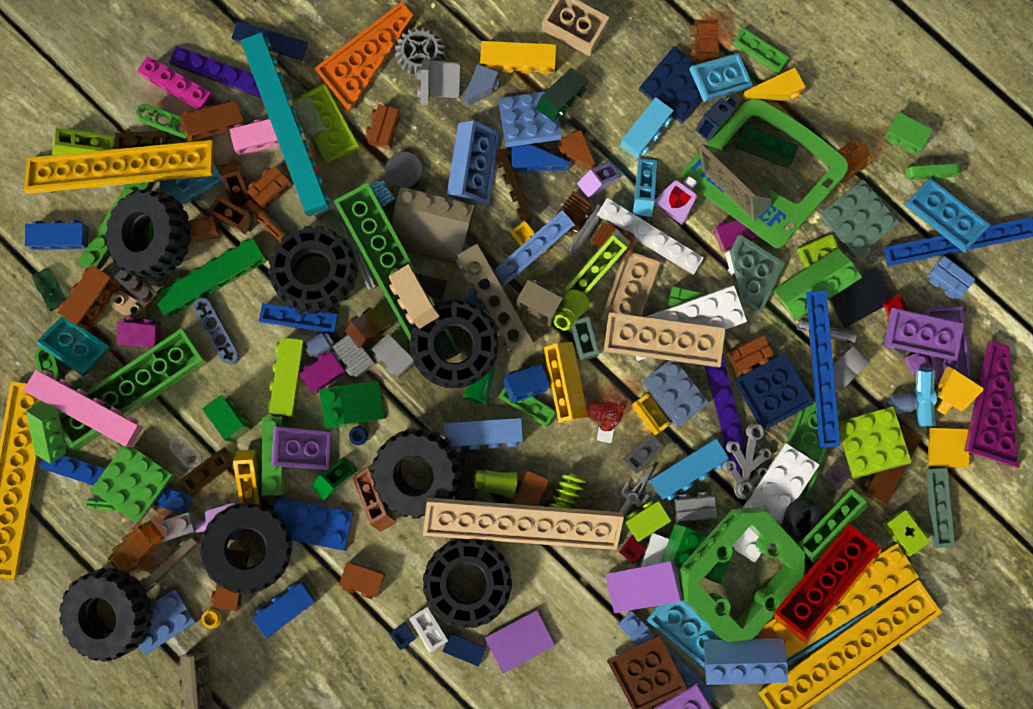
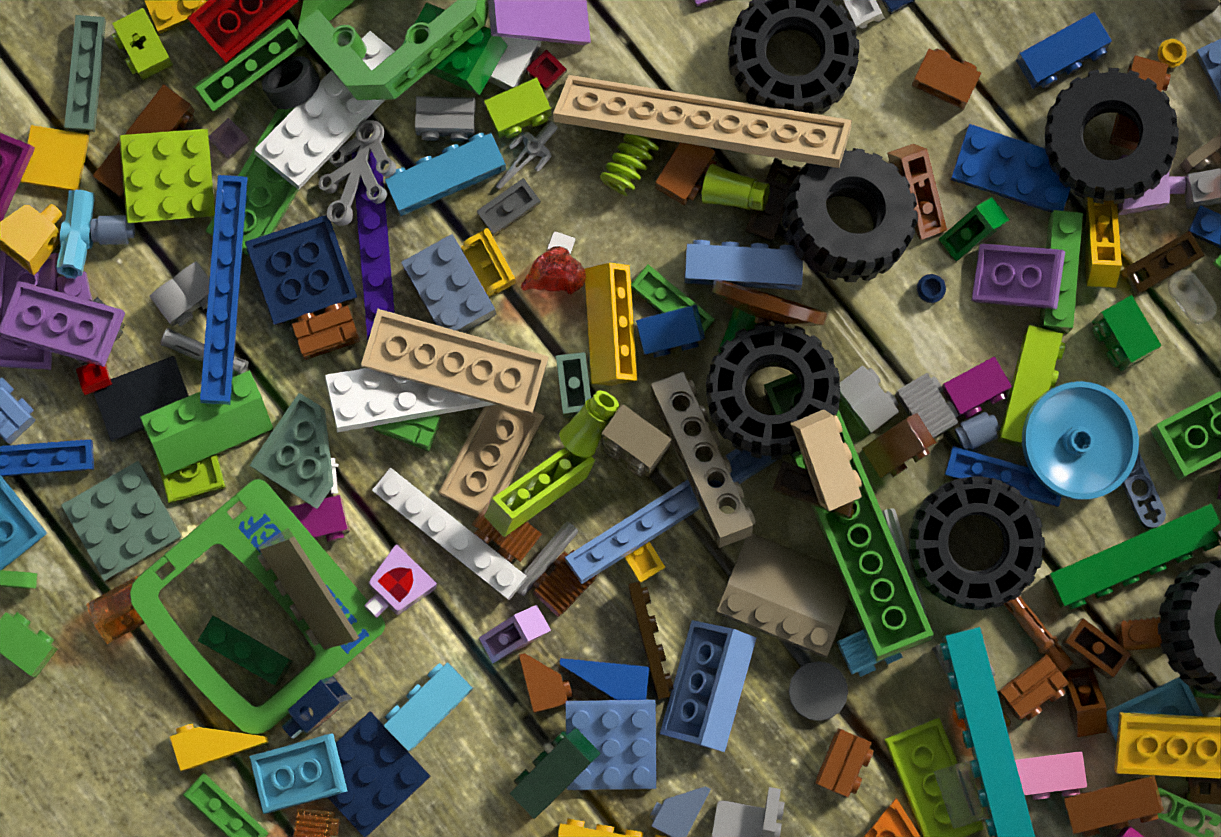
camera: 175 degrees left, 0 degrees up
(251, 343) = (1080, 440): none -> dark azure dish
(351, 404) = (937, 334): green slope -> none
(463, 403) = (768, 307): none -> reddish brown dish
(645, 187) = (445, 612): medium azure slope -> none

